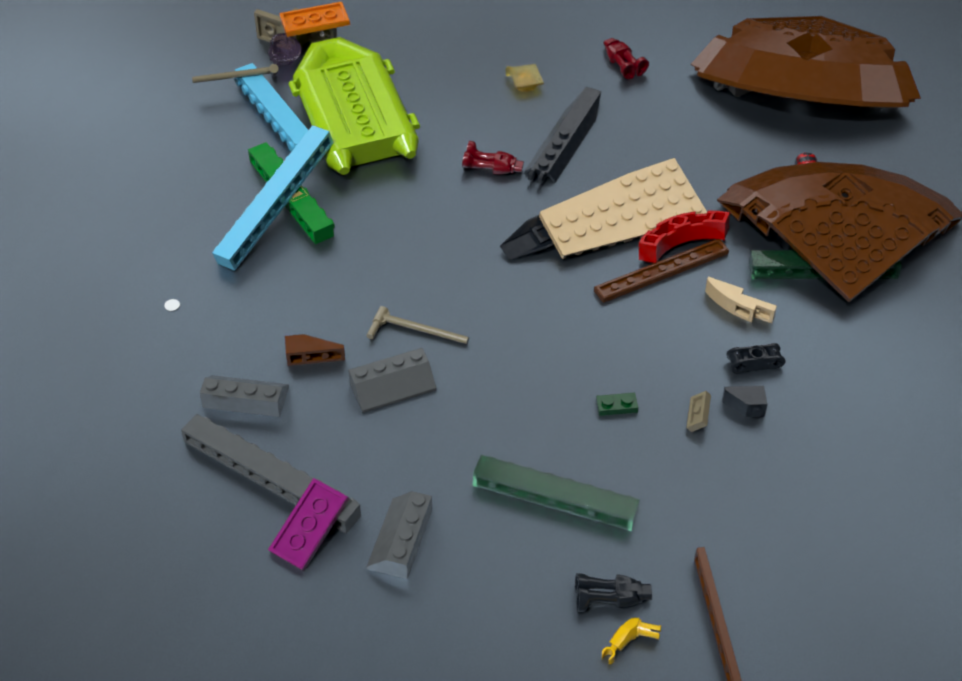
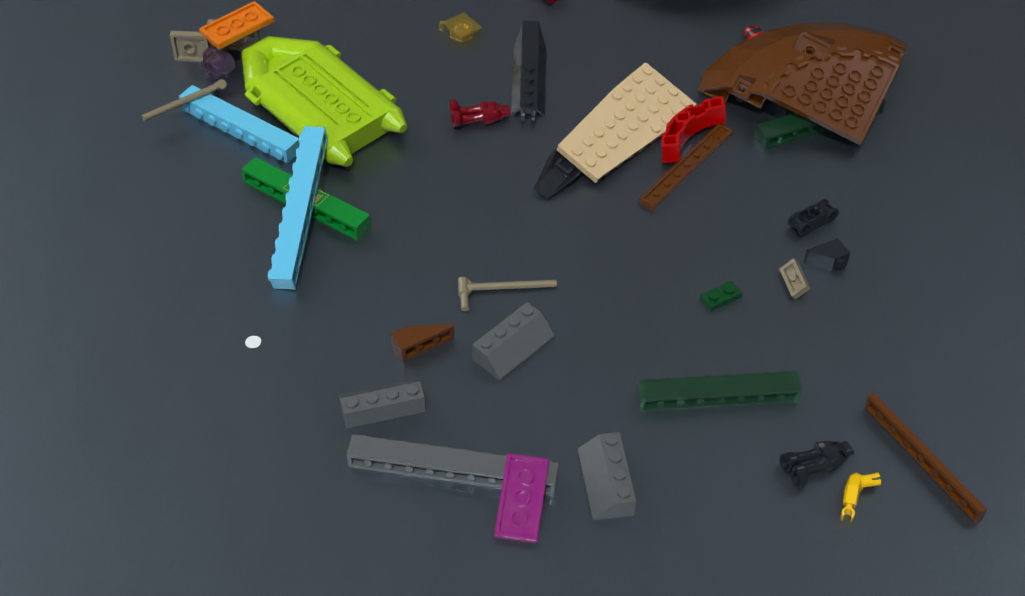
camera: 25 degrees left, 0 degrees up
(734, 301) = (770, 175): tan slope -> none

